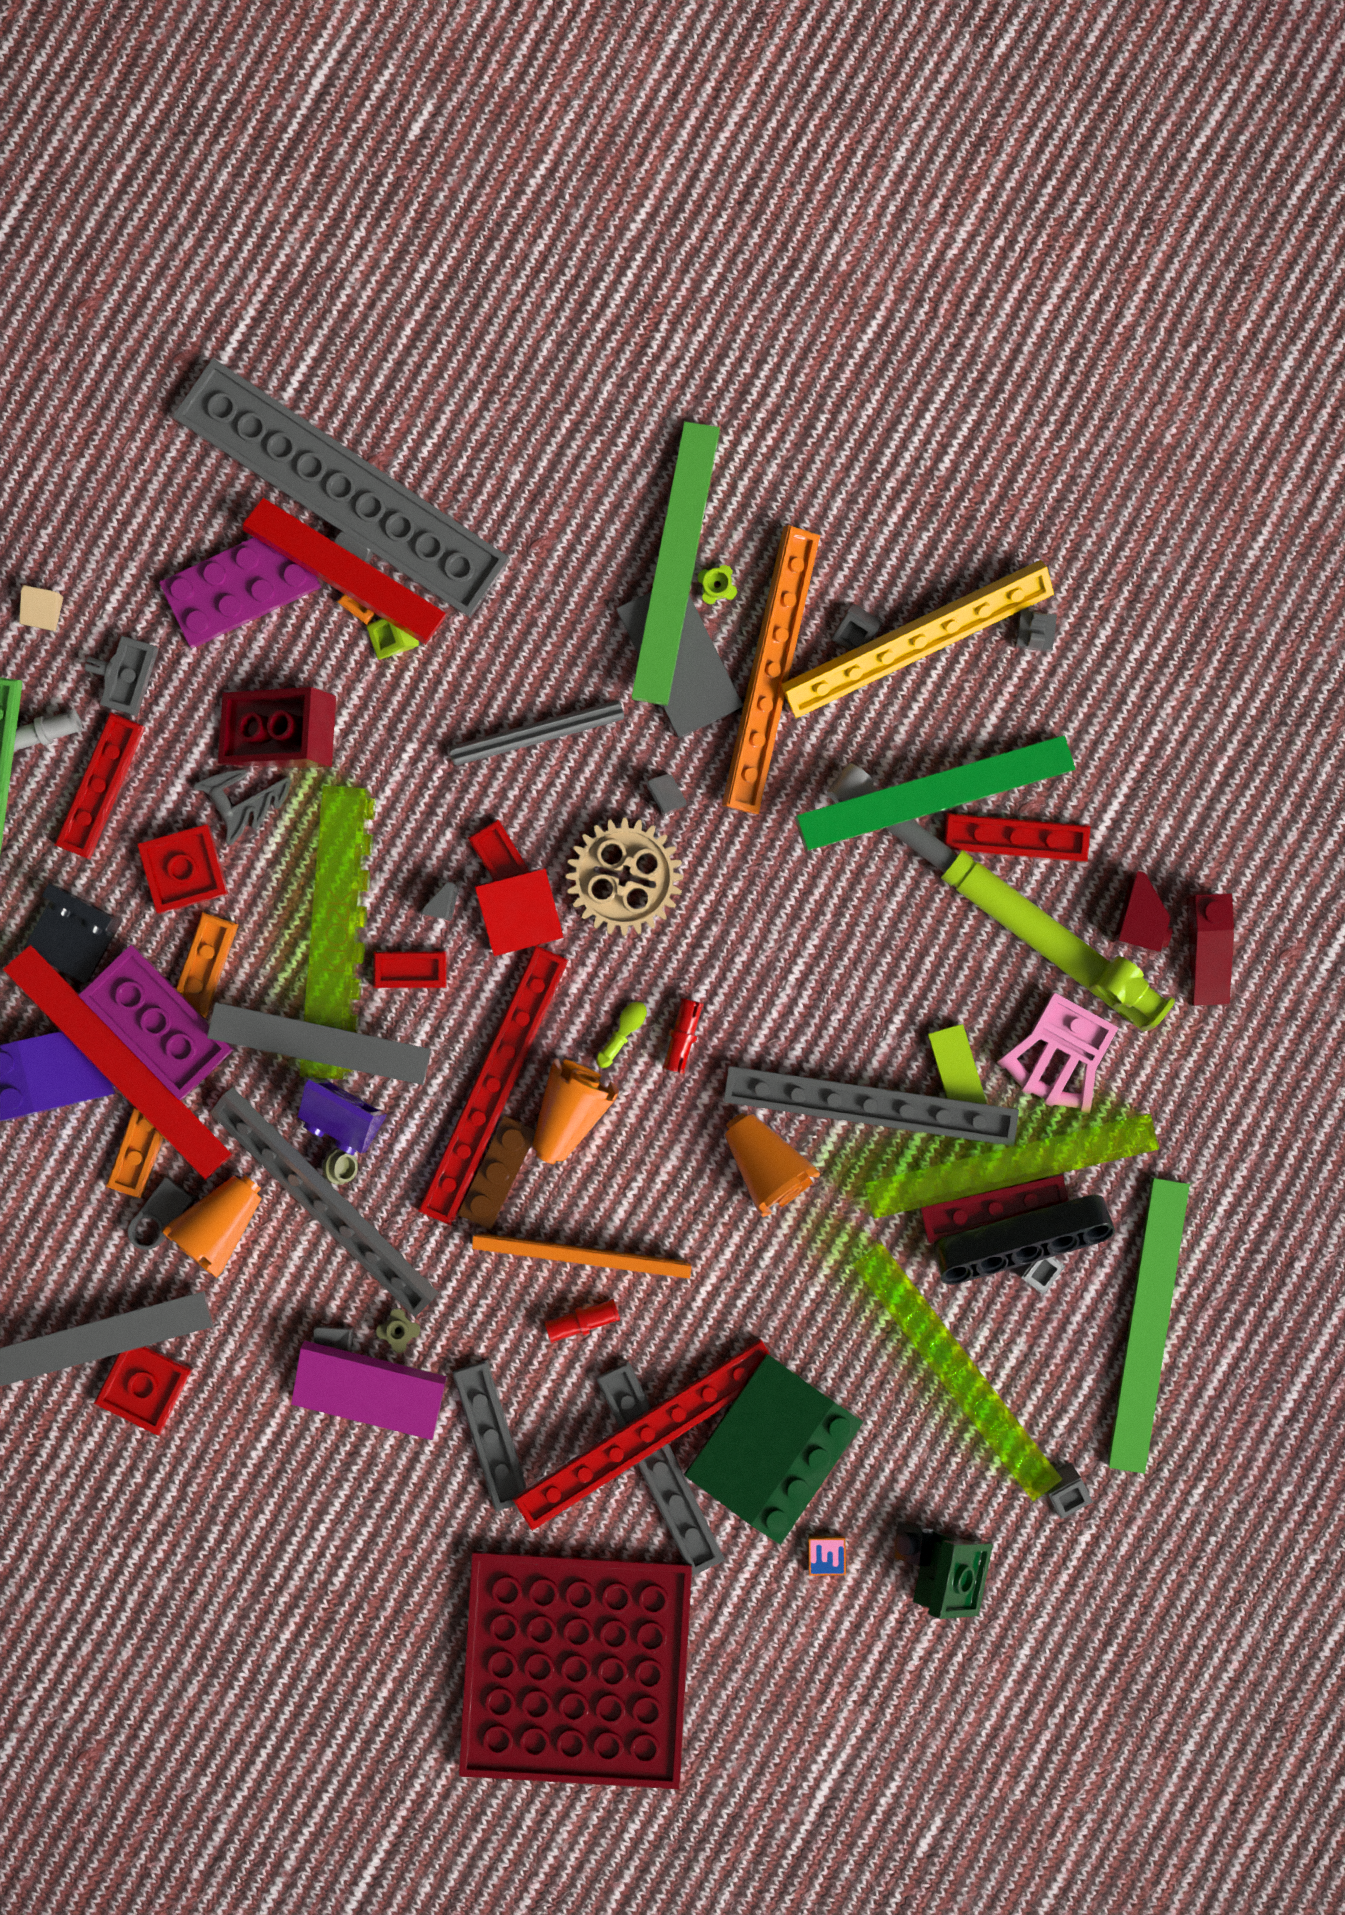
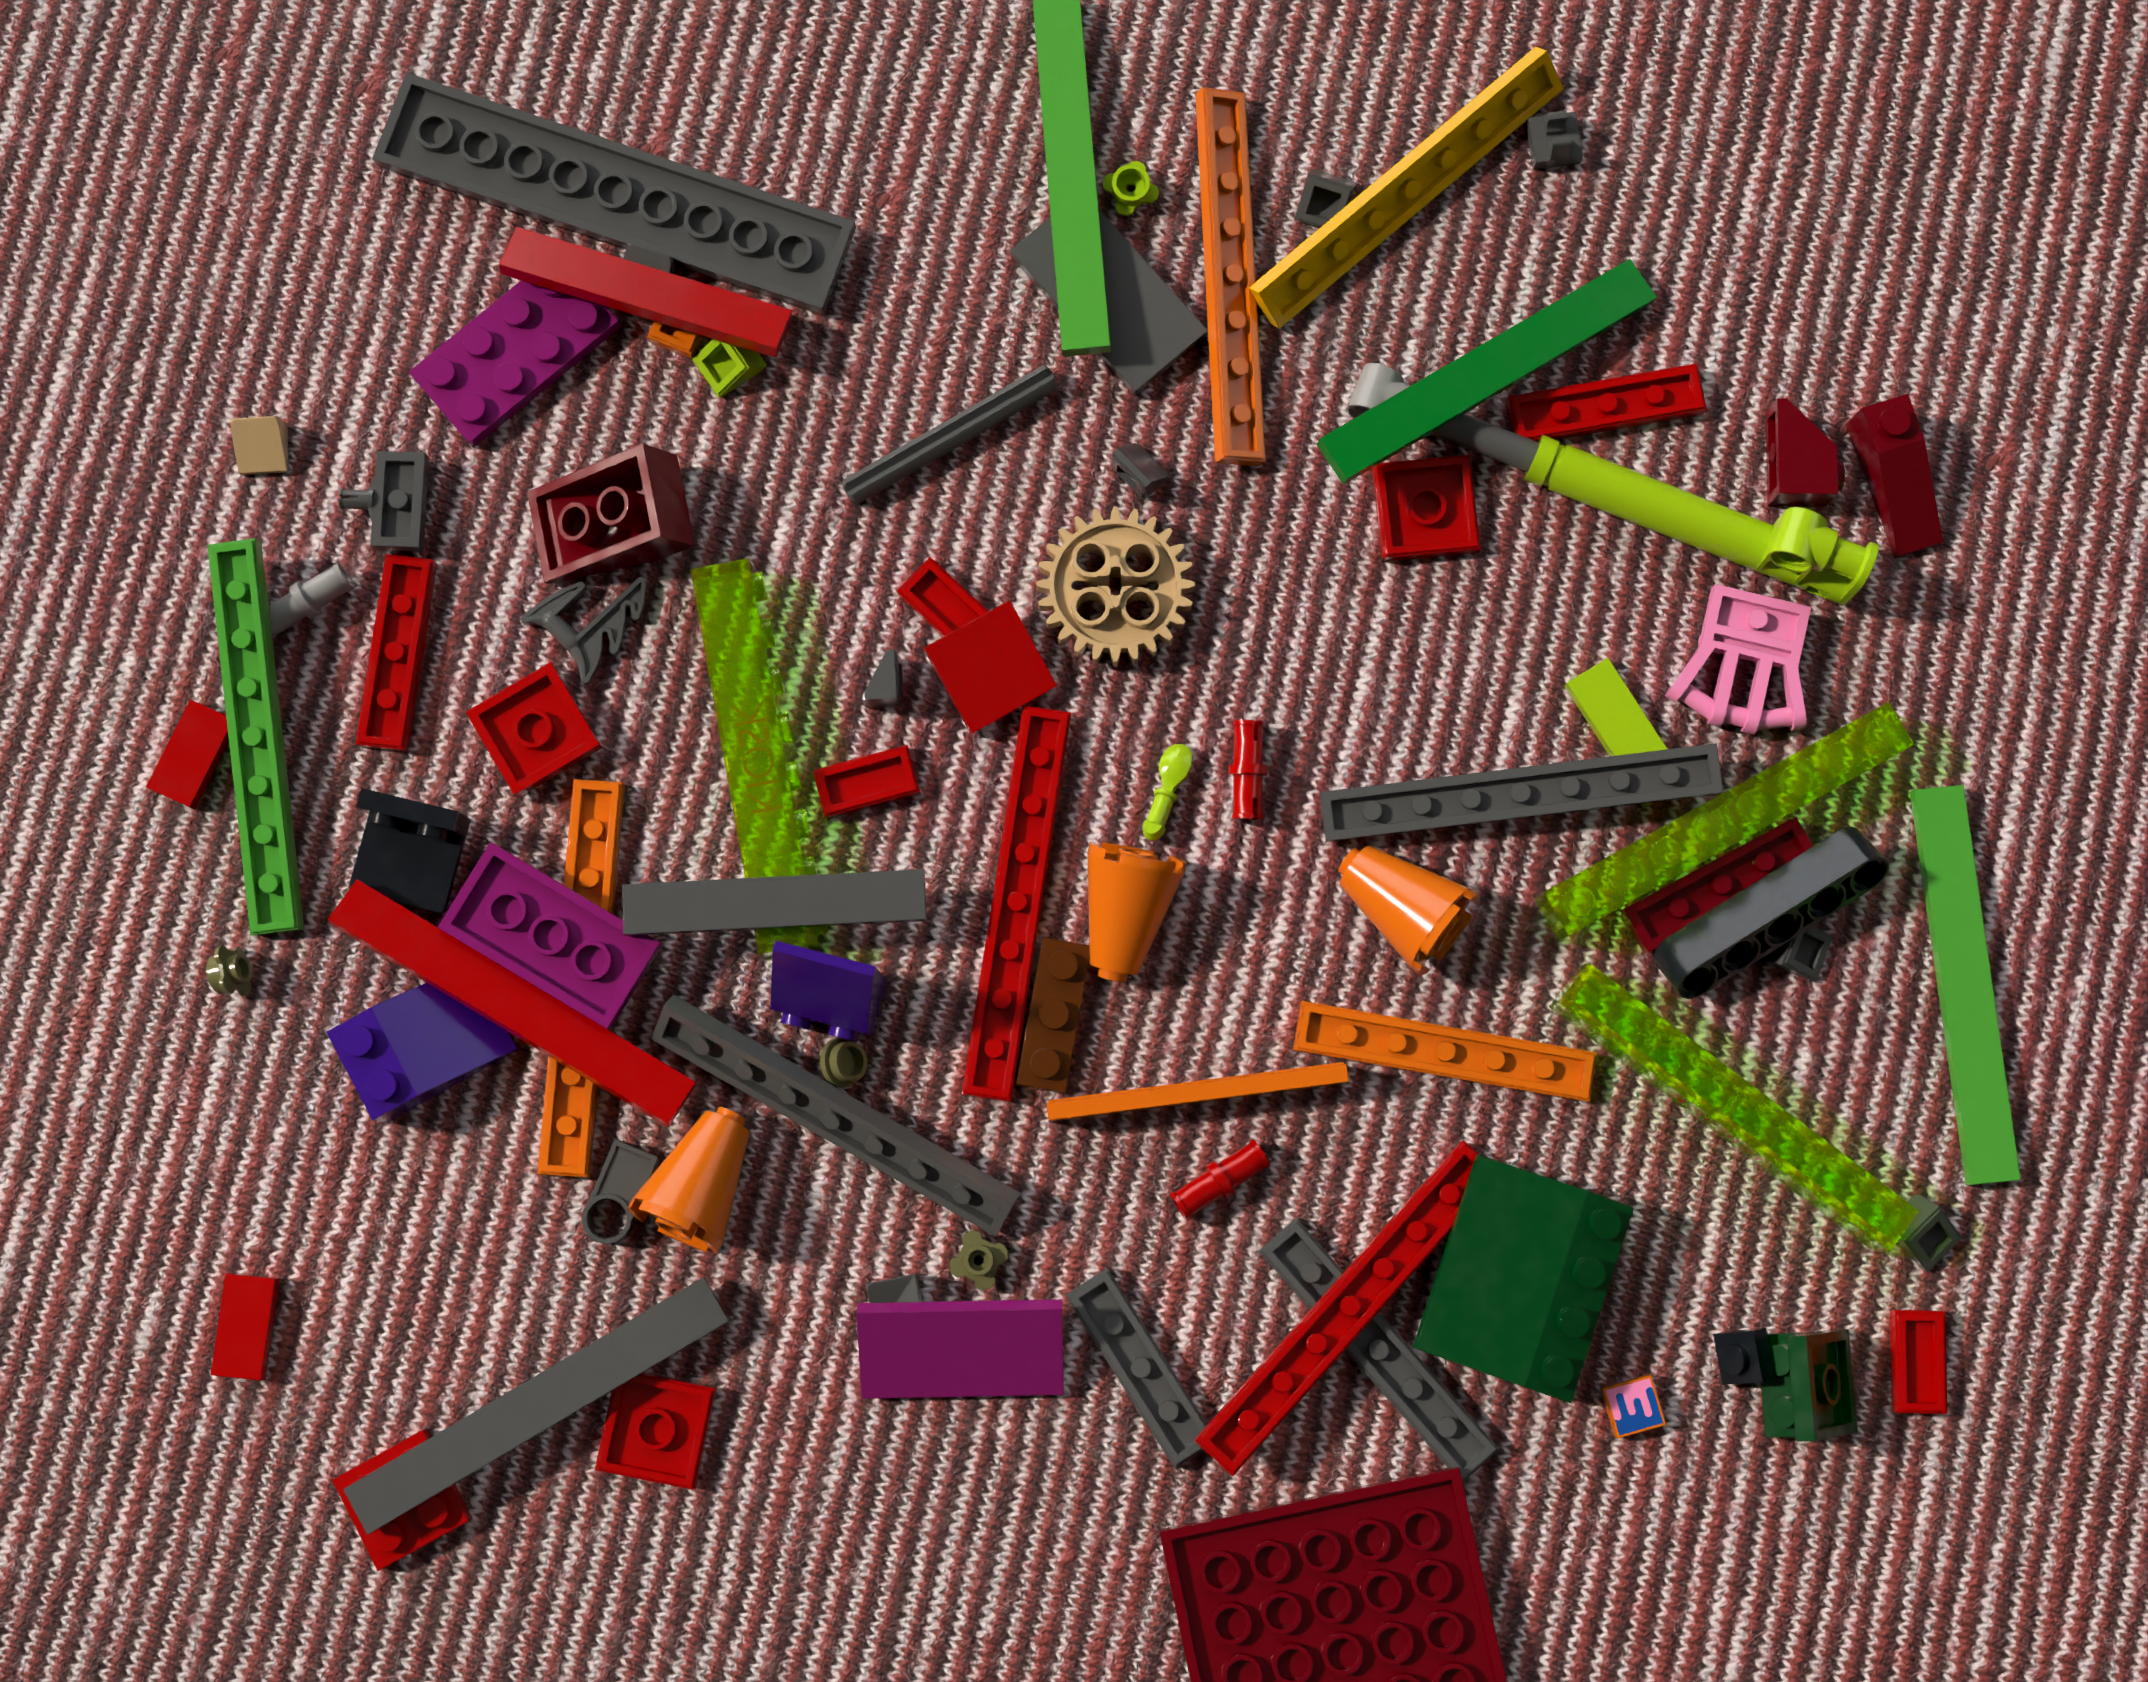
camera: 15 degrees left, 5 degrees down
(766, 1273) = (1445, 1051): none -> orange tile
(864, 879) = (1426, 508): none -> red tile
(1035, 1579) = (1918, 1361): none -> red tile

